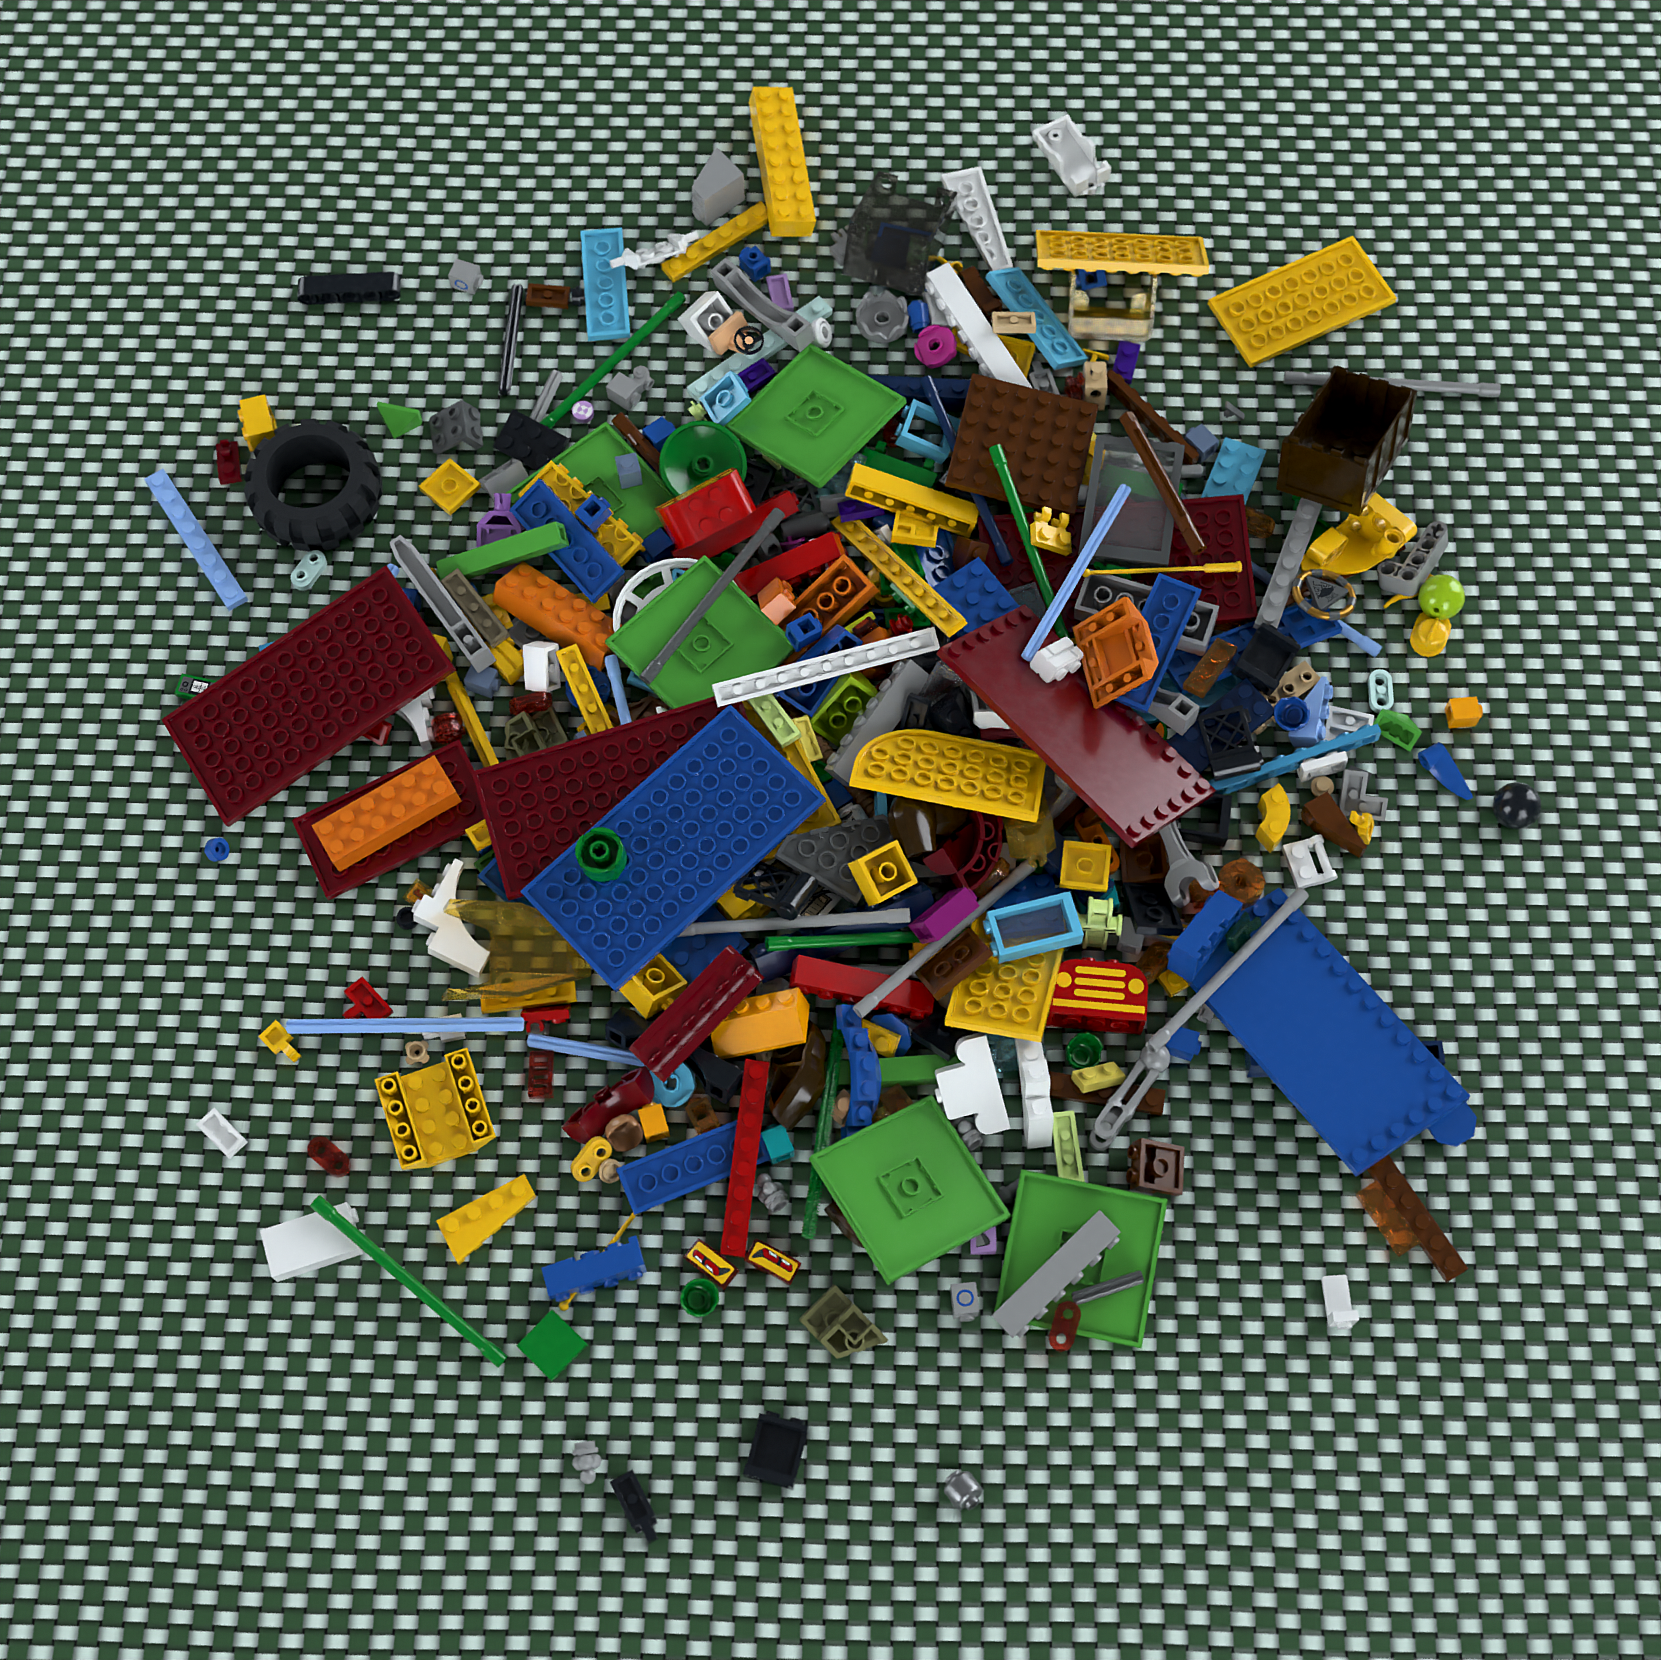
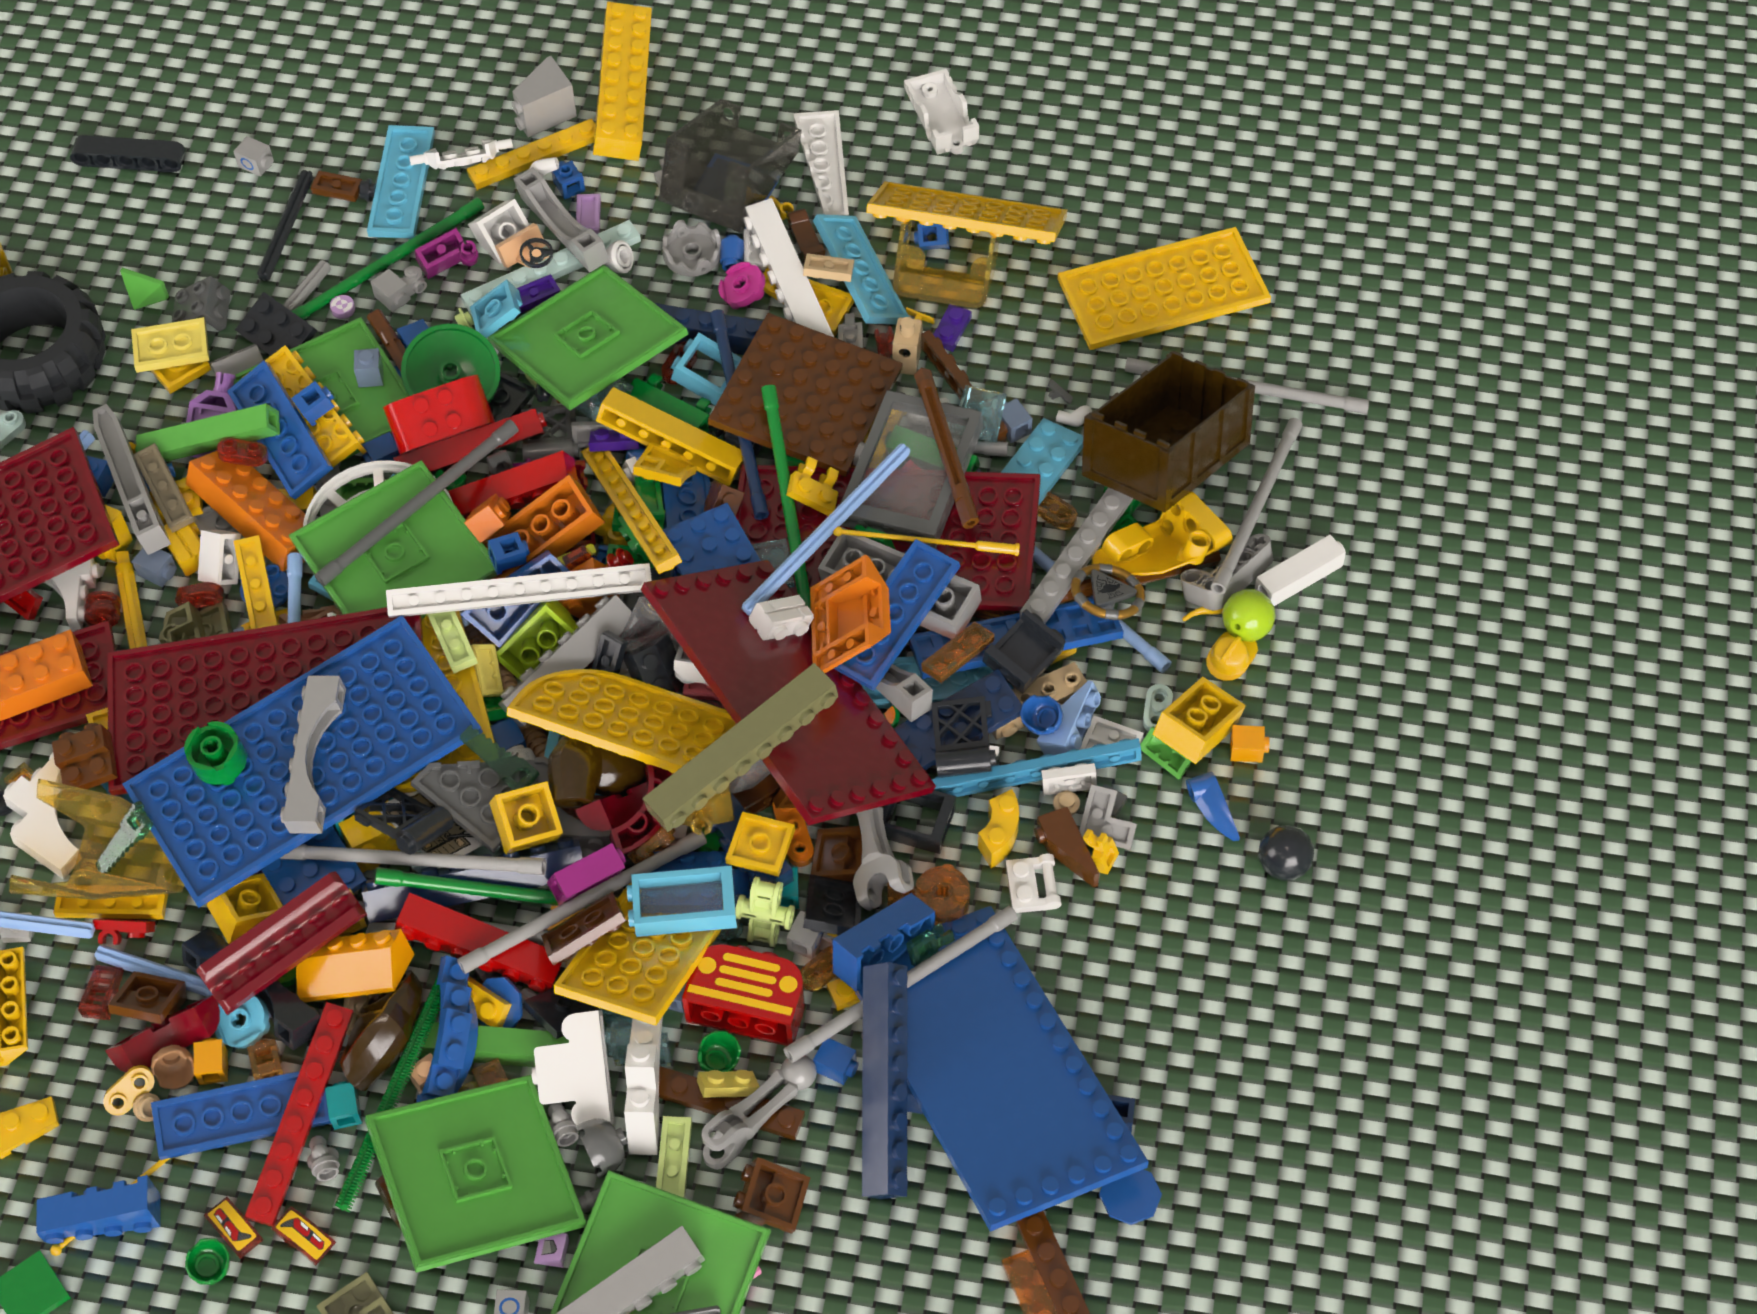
camera: 10 degrees right, 10 degrees down
(441, 470) = (170, 345): none -> light yellow plate
(479, 871) = (85, 757): none -> reddish brown plate
(533, 938) = (125, 837): none -> clear green piece
(540, 567) = (242, 452): none -> clear red plate
(587, 1076) = (148, 997): none -> reddish brown plate
(665, 349) = (445, 253): none -> magenta hinge
(683, 797) = (322, 704): none -> light grey arch
(733, 254) = (545, 165): none -> white arm
(846, 824) = (498, 759): none -> clear green piece
(1008, 1147) = (603, 1144): none -> dark grey cylinder
(1063, 788) = (741, 747): none -> olive brick
(1177, 431) = (990, 404): none -> clear light blue slope
(1235, 1057) = (884, 1081): none -> dark blue brick
(1252, 433) = (1075, 418): none -> white arm
(1419, 564) = (1225, 574): none -> light grey piece
(1422, 699) = (1198, 720): none -> yellow brick
(1475, 548) = (1301, 570): none -> white brick

